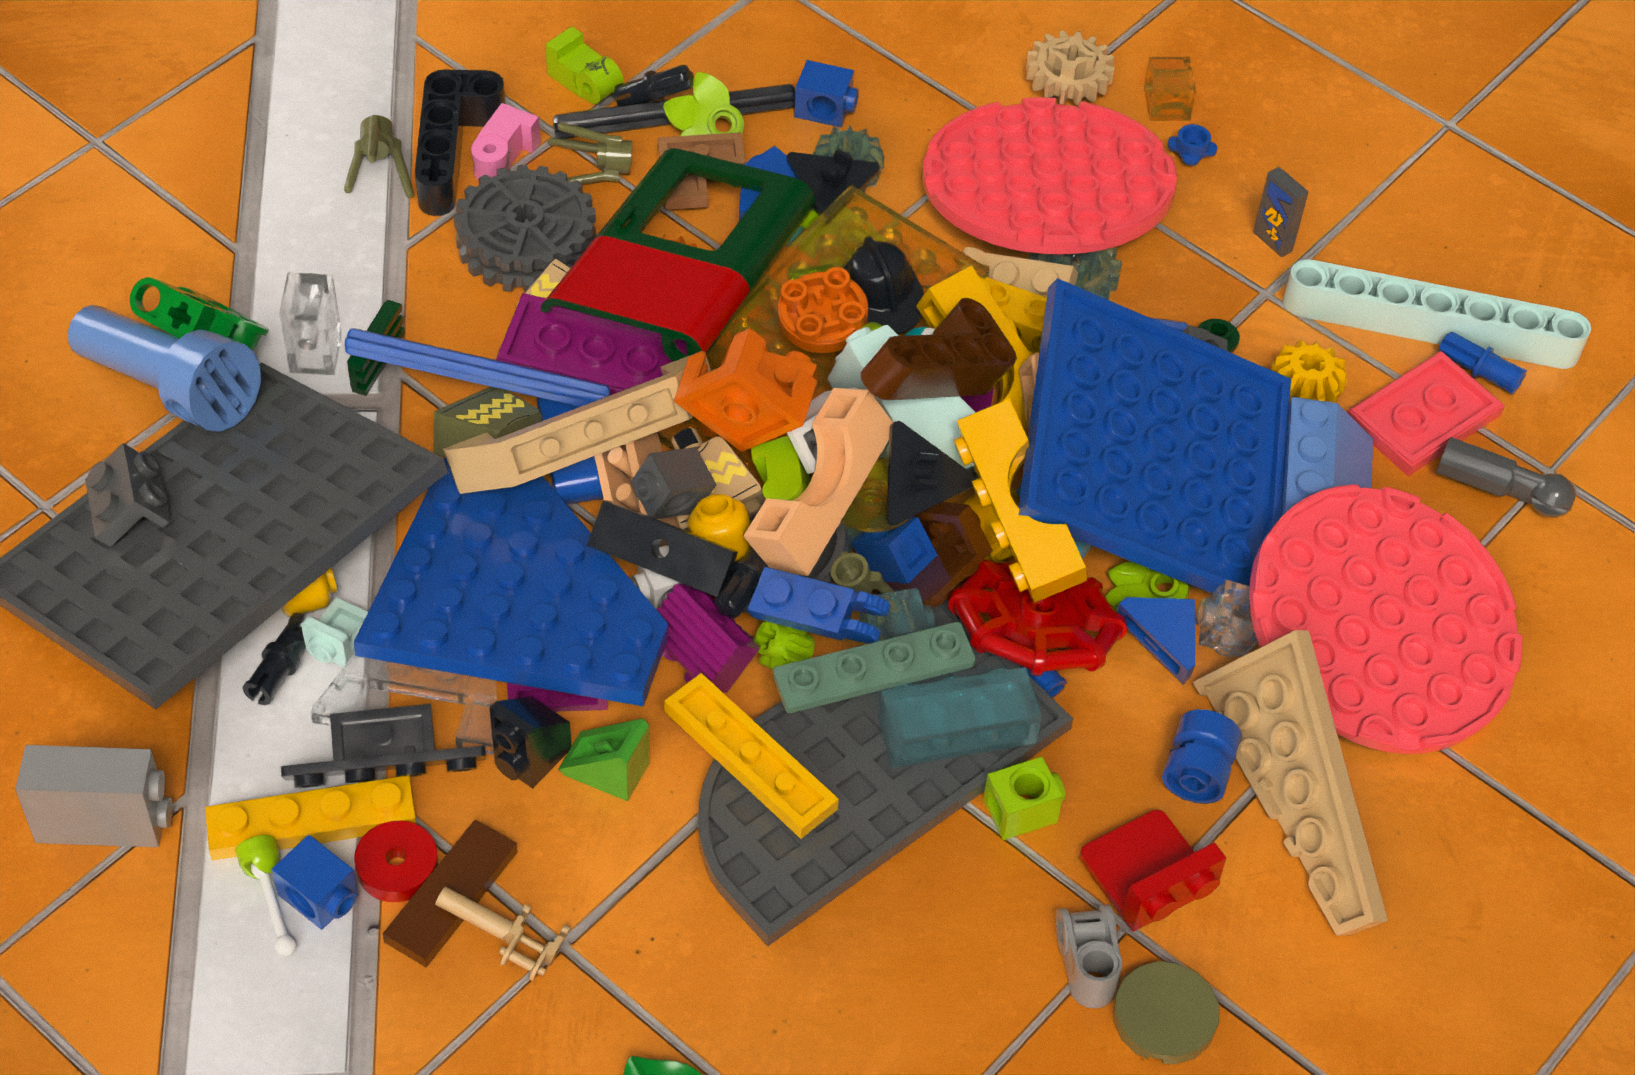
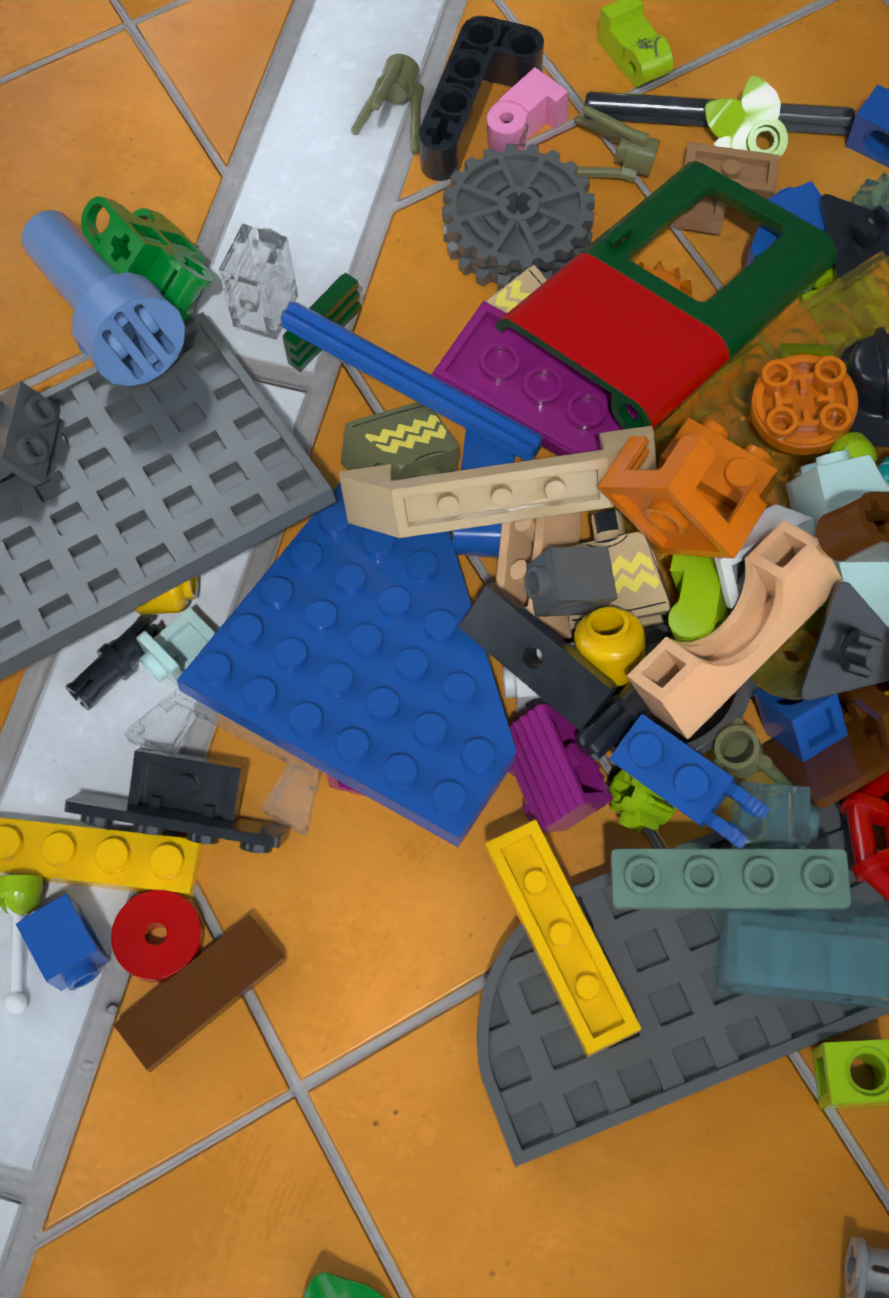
camera: 25 degrees right, 15 degrees up
(505, 930) = (236, 1060): tan piece -> none
(528, 738) = (330, 837): black slope -> none
(610, 757) = (411, 880): bright green slope -> none
(655, 85) = (703, 81): black axle -> none

